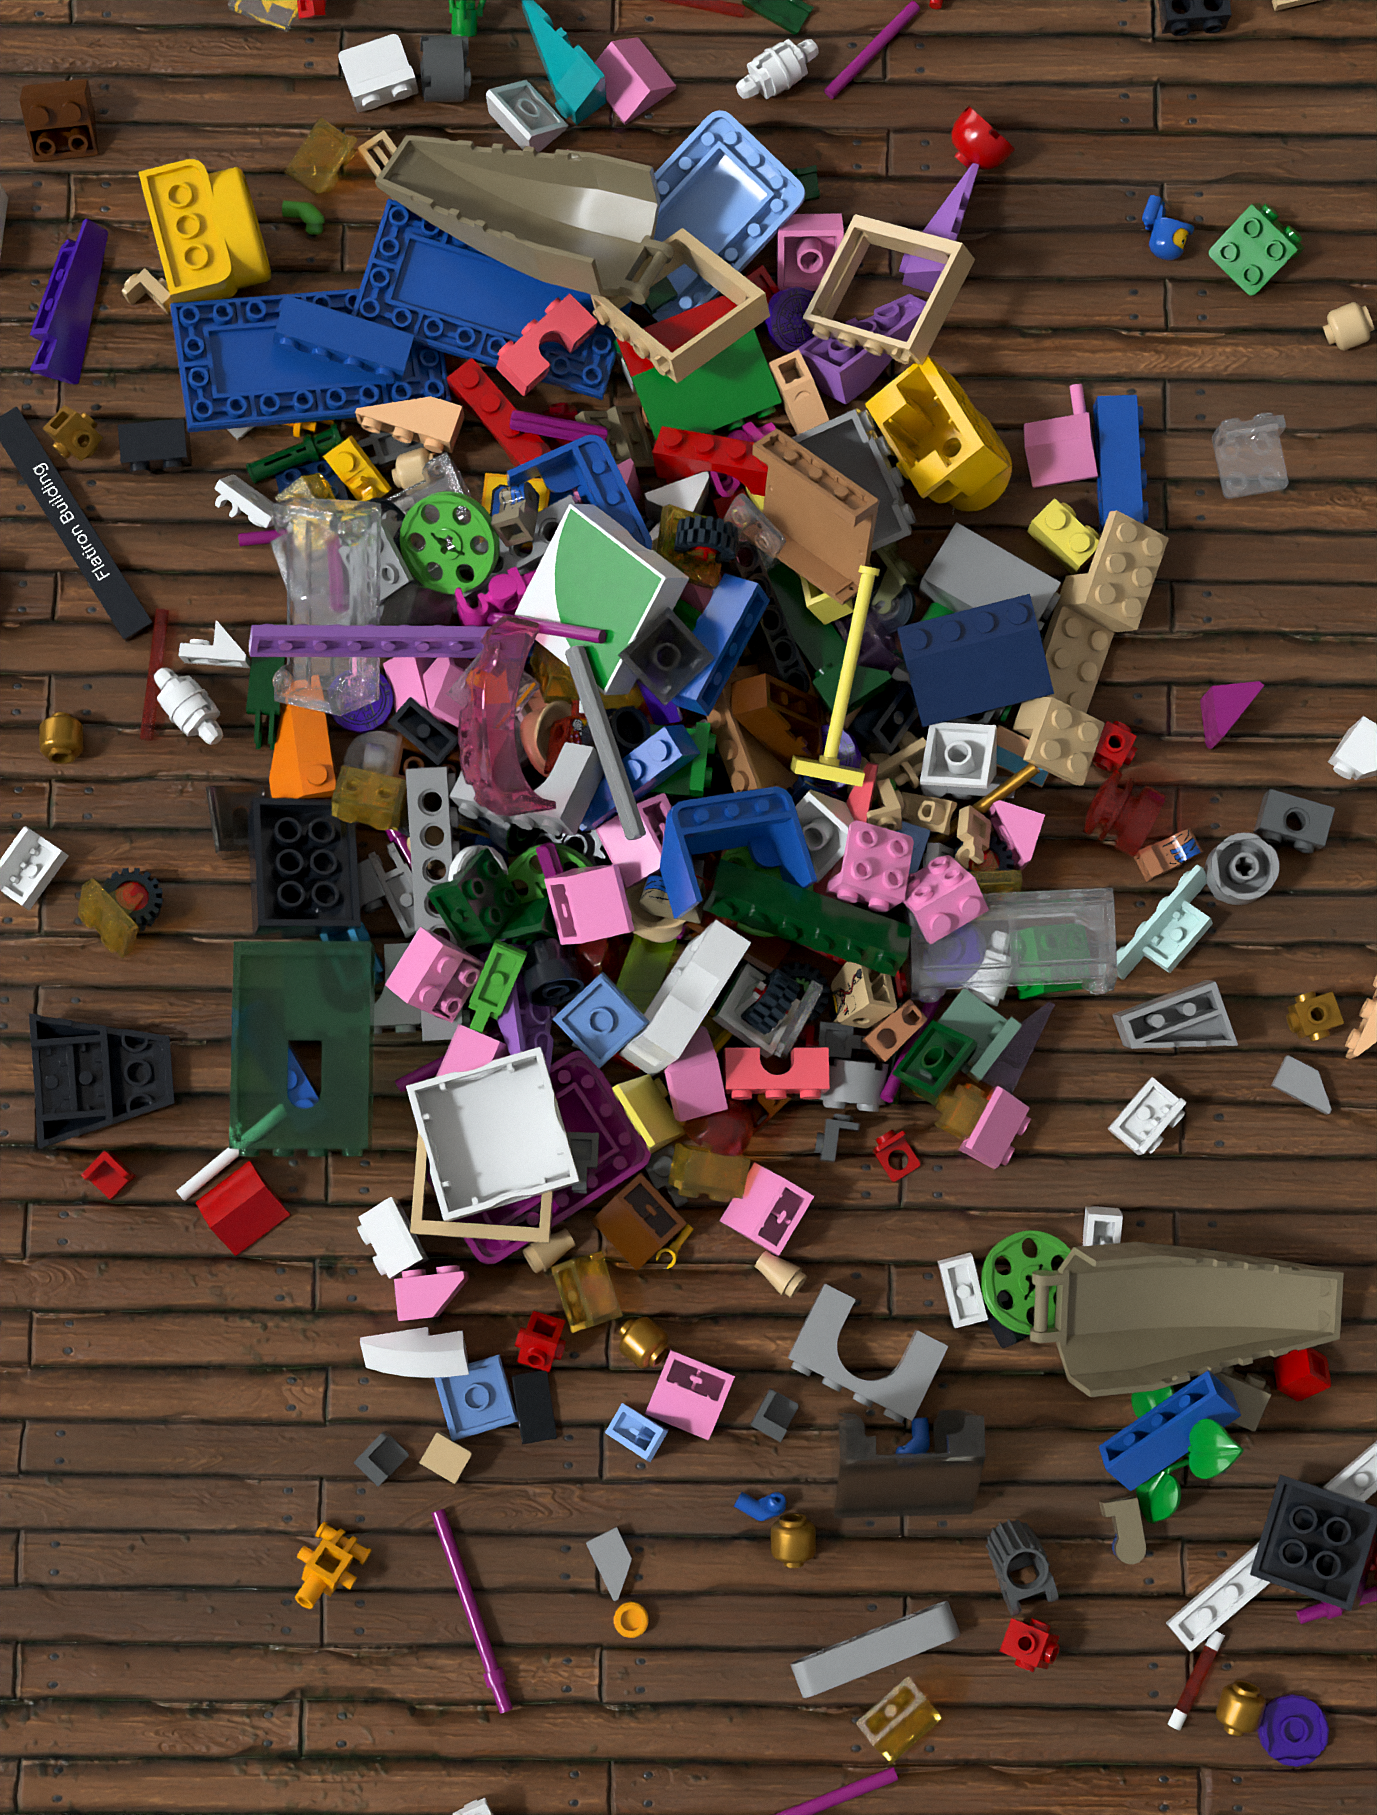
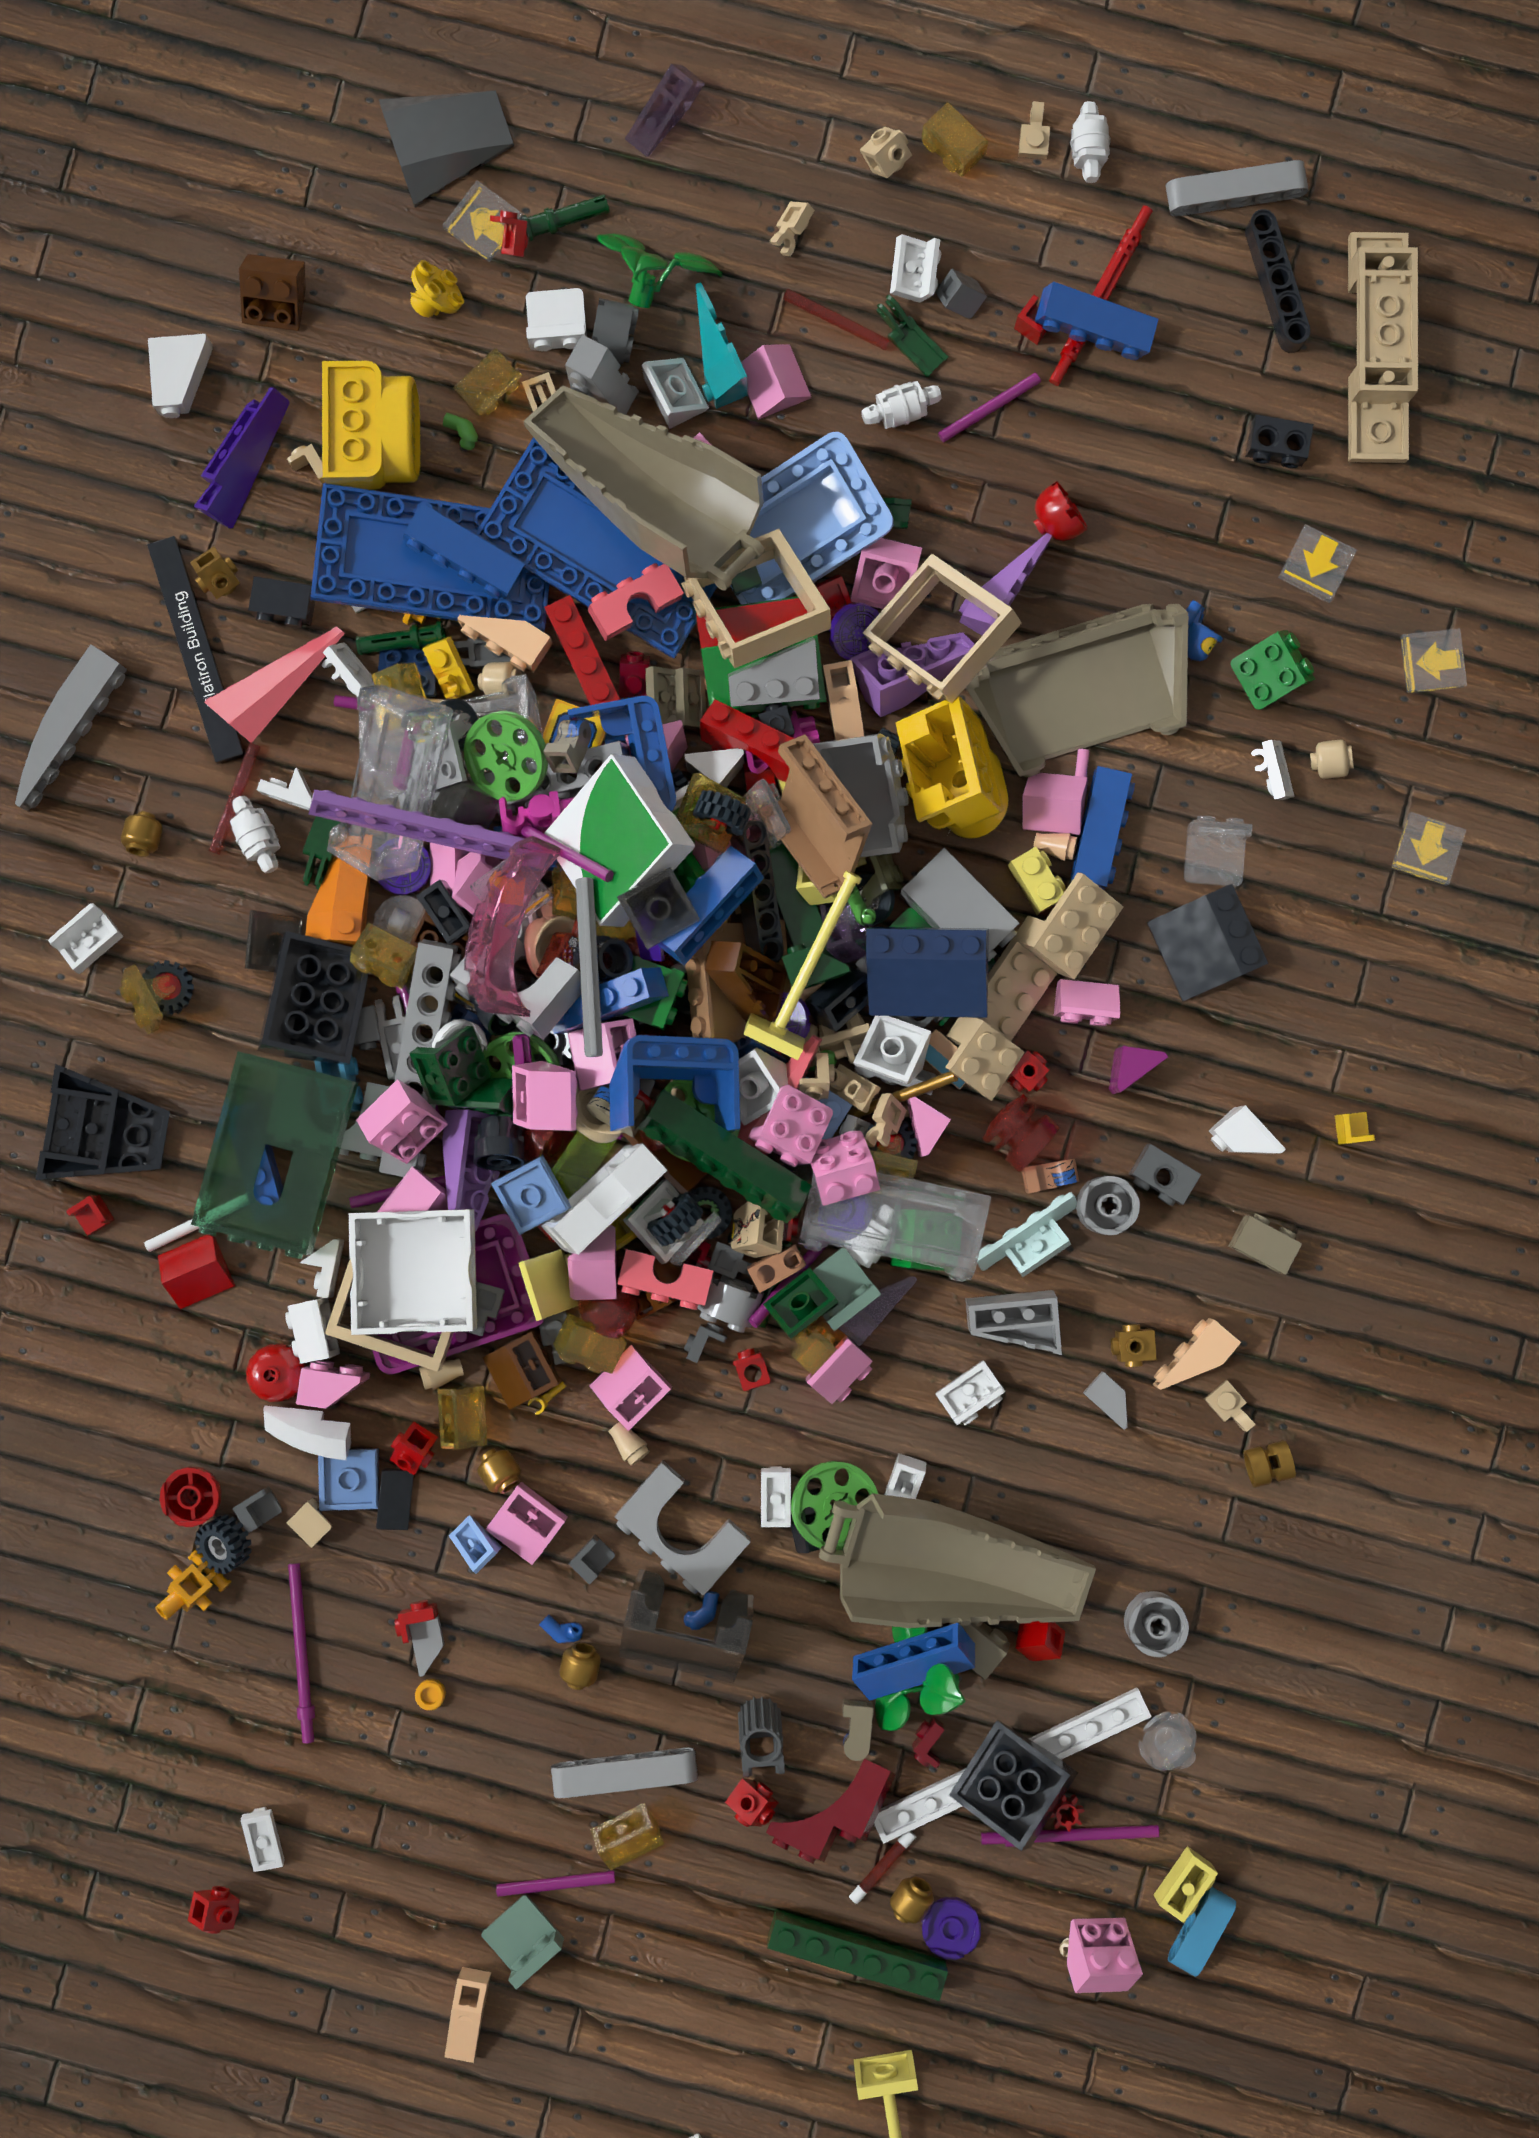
camera: 15 degrees right, 5 degrees up
(155, 555) = (259, 697): none -> coral wedge
(238, 74) = (435, 290): none -> yellow plate
(292, 1473) = (180, 1502): none -> red cylinder
(363, 1499) = (223, 1544): none -> black bush
(378, 1304) = (286, 1368): none -> red cylinder
(389, 1154) = (329, 1259): none -> white slope
(438, 111) = (595, 373): none -> light grey wedge
(495, 983) = (449, 1141): bright green hinge -> none
(554, 426) = (627, 676): magenta axle -> none
(593, 1527) = (419, 1612): none -> red bracket
(727, 385) = (778, 678): none -> light grey wedge
(736, 428) = (778, 717): none -> black bracket
(883, 618) = (859, 909): none -> bright green arm
(1060, 315) = (1086, 685): none -> dark tan windscreen
(1077, 493) = (1057, 845): none -> light nougat cone
(1145, 1626) = (851, 1813): none -> dark red arch
(1156, 654) = (1087, 1001): none -> bright pink slope
(1196, 1787) = (857, 1954): none -> dark green brick
(1206, 1514) = (927, 1736): none -> dark red bracket
(1269, 556) = (1207, 942): none -> black slope
(1272, 125) = (1317, 563): none -> clear tile
(1298, 365) = (1274, 760): none -> white plate

